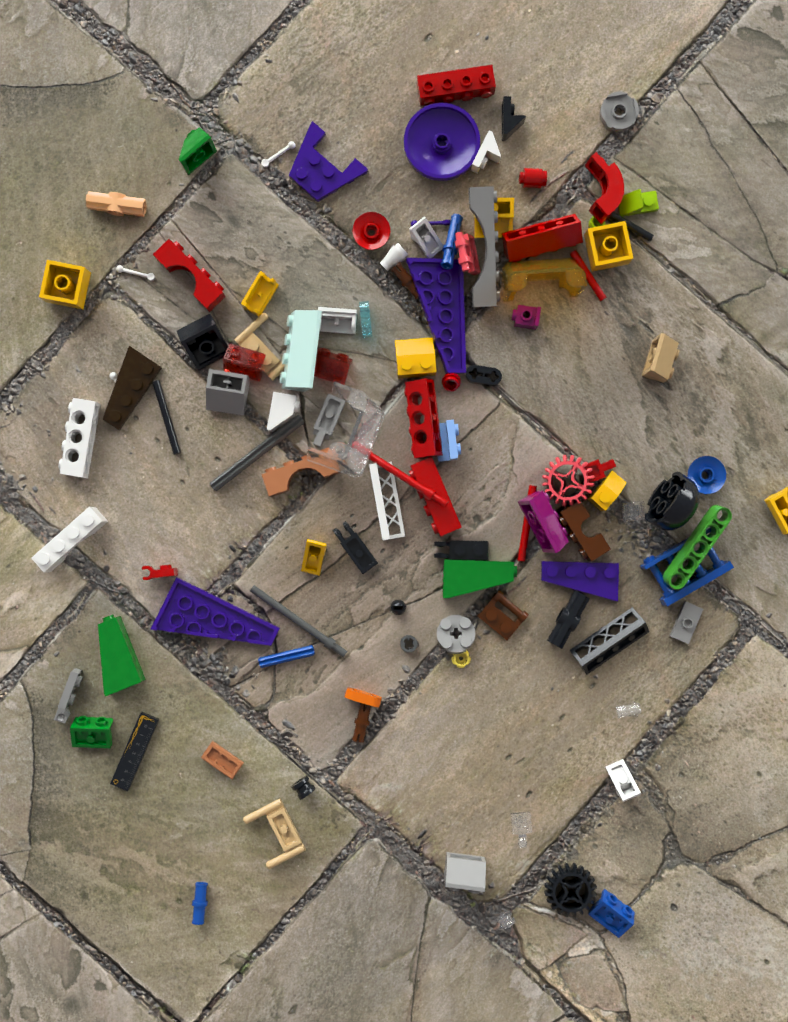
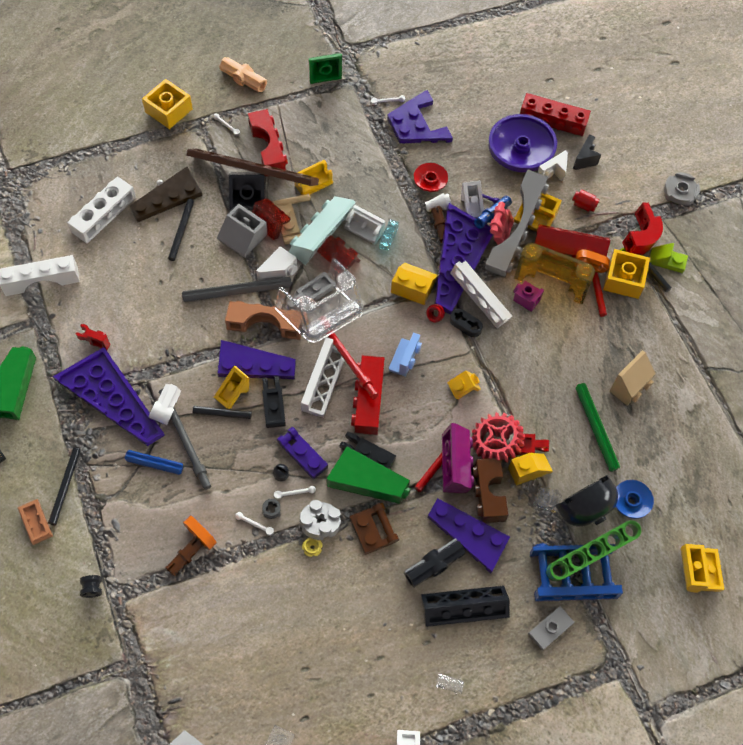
camera: 25 degrees right, 25 degrees down
(196, 317) = (253, 167): none -> reddish brown tile
(225, 717) = (64, 486): none -> black bar
(267, 609) = (164, 406): none -> white piece
(283, 829) = (45, 617): tan plate -> none
(314, 519) = (254, 362): none -> dark purple wing
(315, 580) = (222, 412): none -> black bar
(407, 580) = (303, 453): none -> dark purple plate
(417, 662) = (269, 531): none -> white hinge
(430, 426) = (395, 327): red brick -> none
(432, 608) = (278, 495): none -> white hinge
(484, 340) = (480, 294): none -> white fence
(512, 441) = (463, 384): none -> yellow bracket
(571, 249) = (598, 261): none -> orange beam
(650, 423) = (597, 427): none -> green axle

